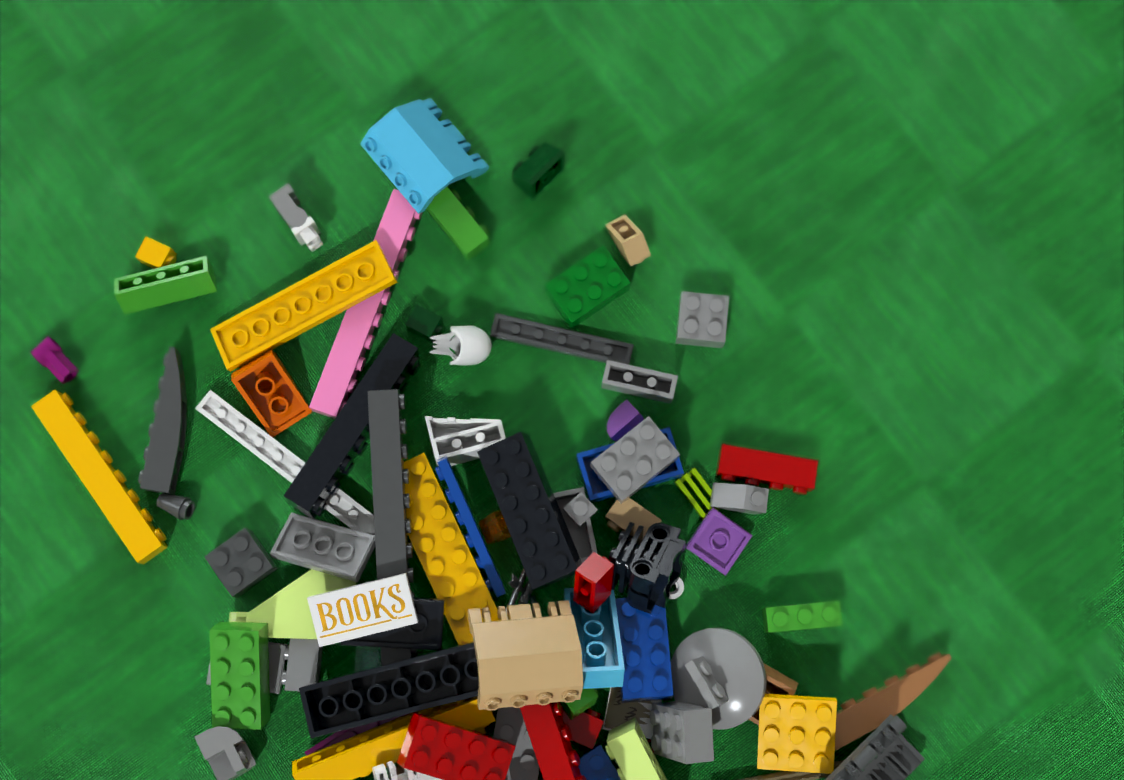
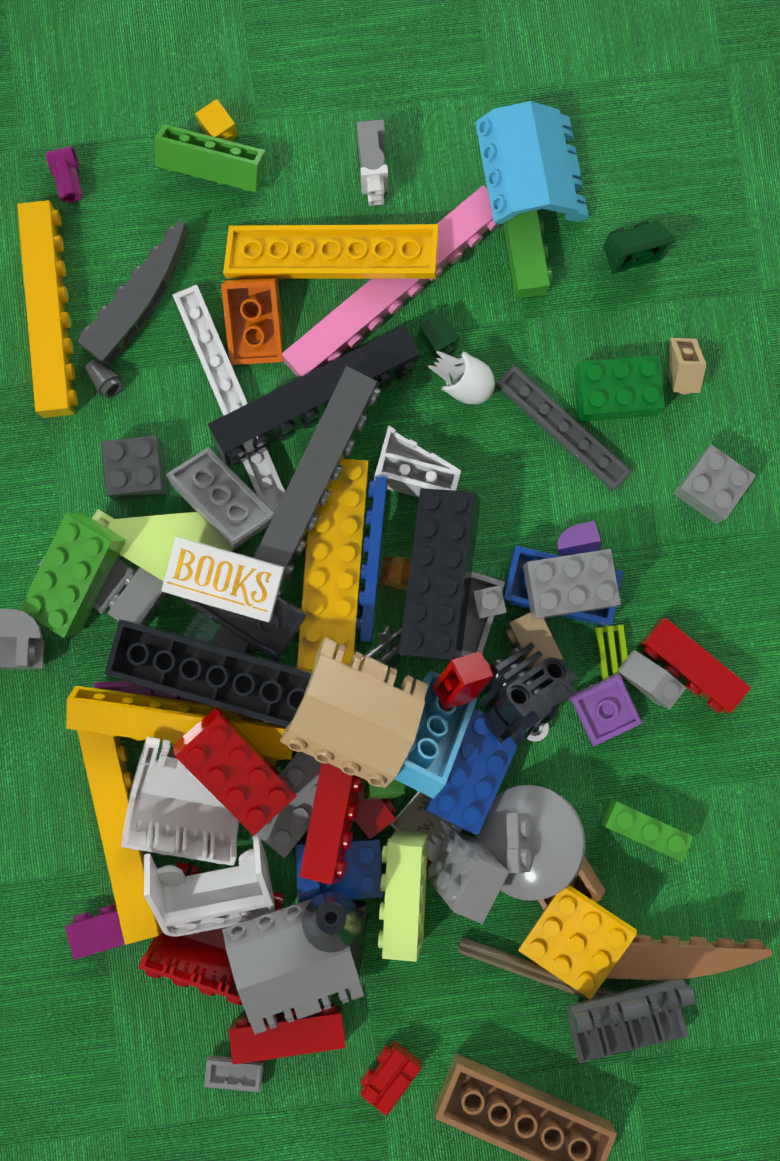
camera: 25 degrees right, 5 degrees up
(639, 381) = (617, 510): light grey brick -> none

